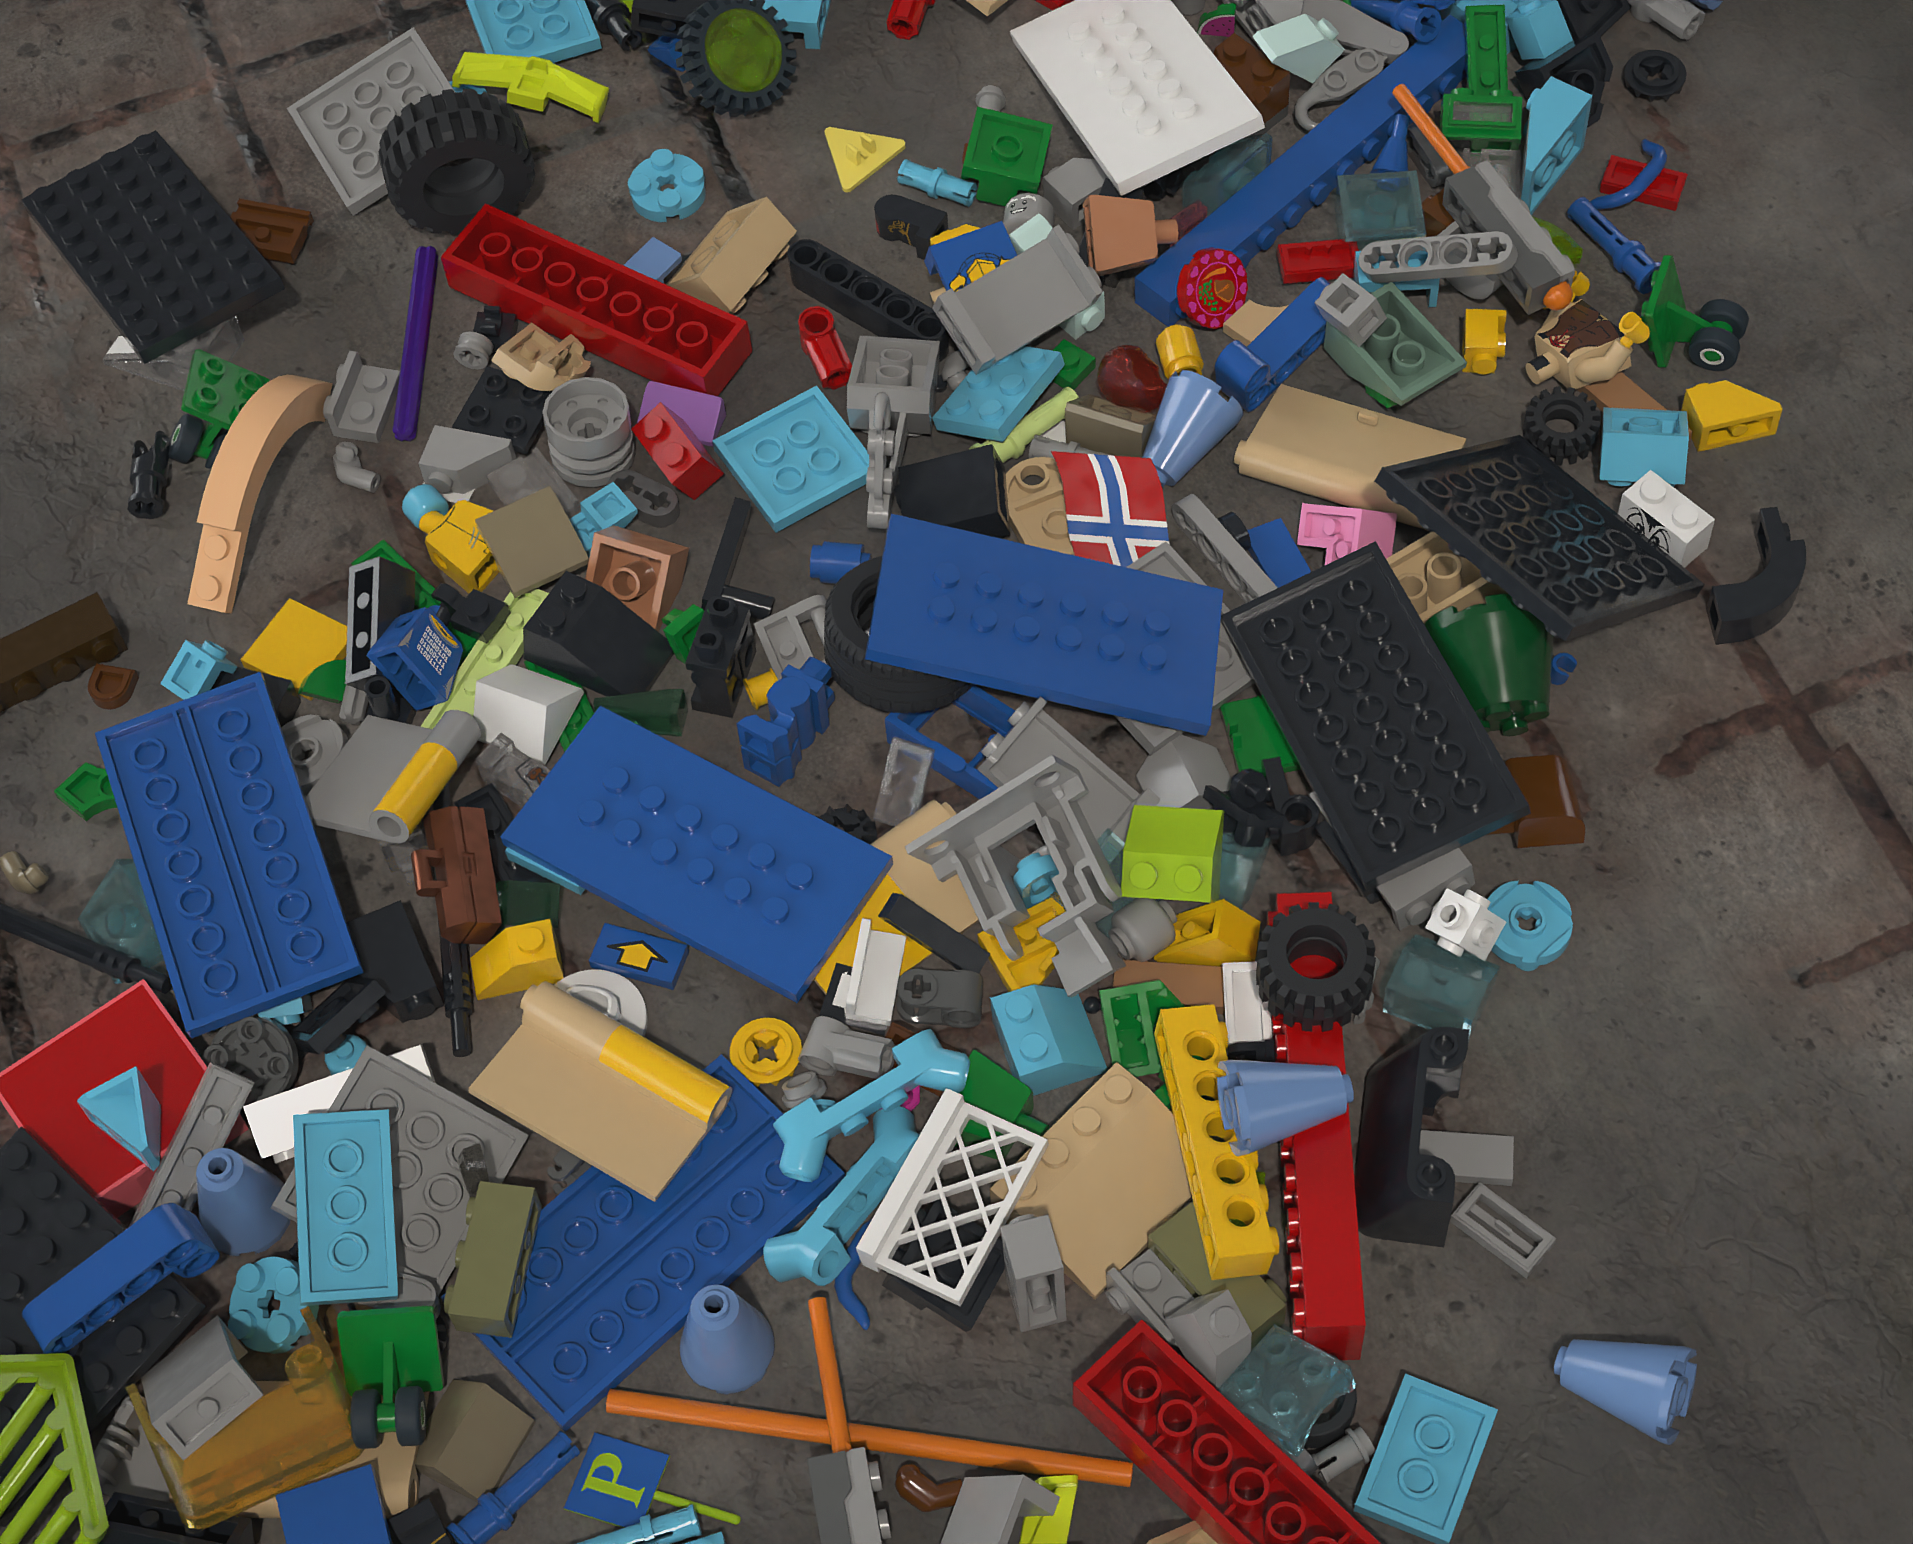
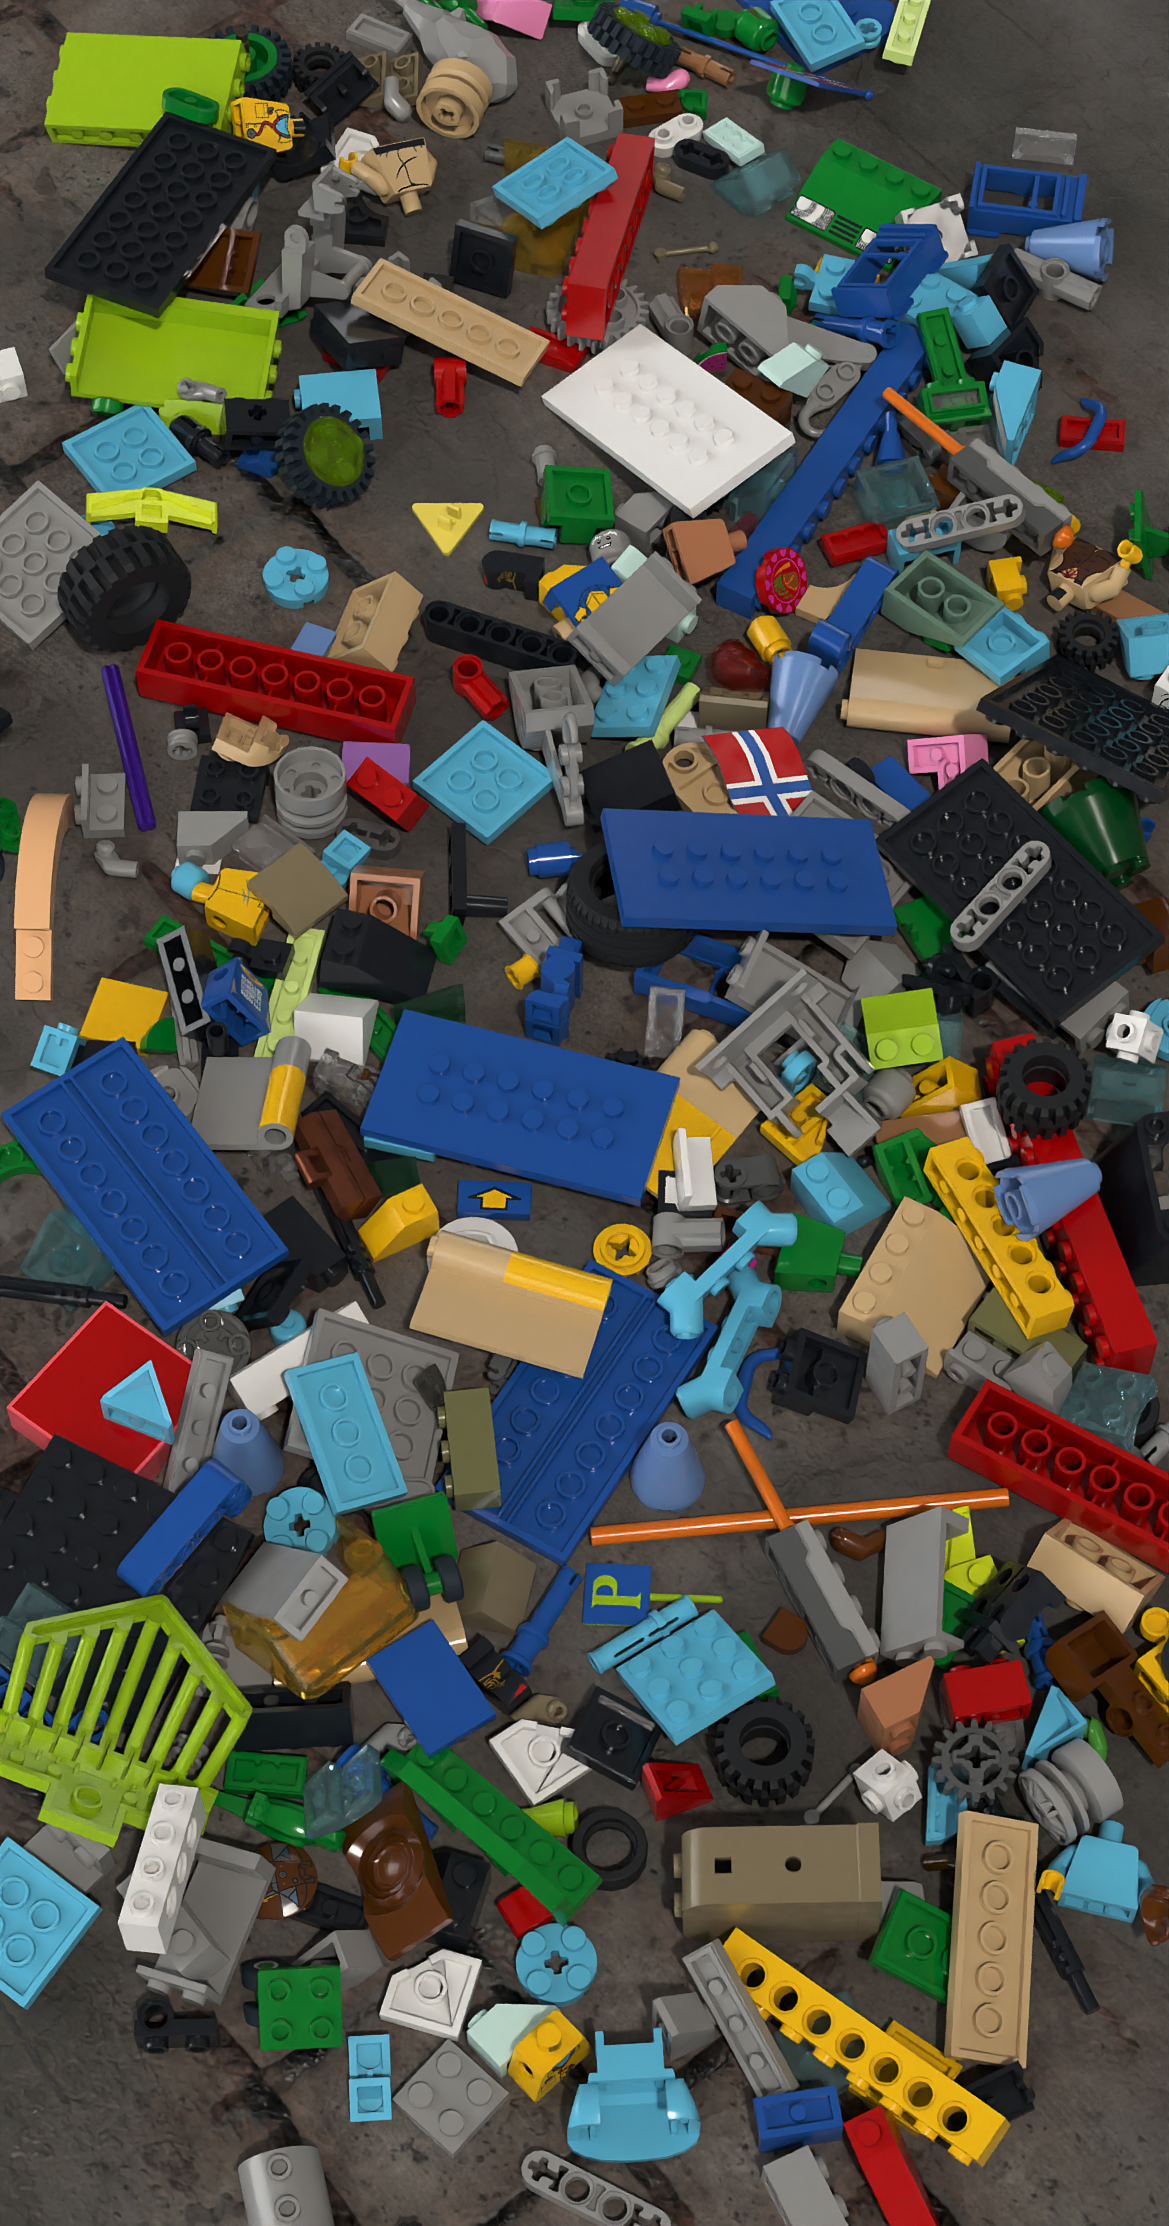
camera: 20 degrees left, 0 degrees up
(721, 656) = (485, 951): black hips -> none
(912, 1188) = (783, 1324): white fence -> none
(933, 934) = (729, 1130): black piece -> none
(1350, 309) = (915, 575): light grey brick -> none
(1350, 719) = (1003, 897): none -> light grey beam
(1457, 414) = (1006, 647): none -> medium azure plate
(1627, 255) = (1097, 494): blue pin -> none
(1649, 64) = (1069, 334): black gear -> none

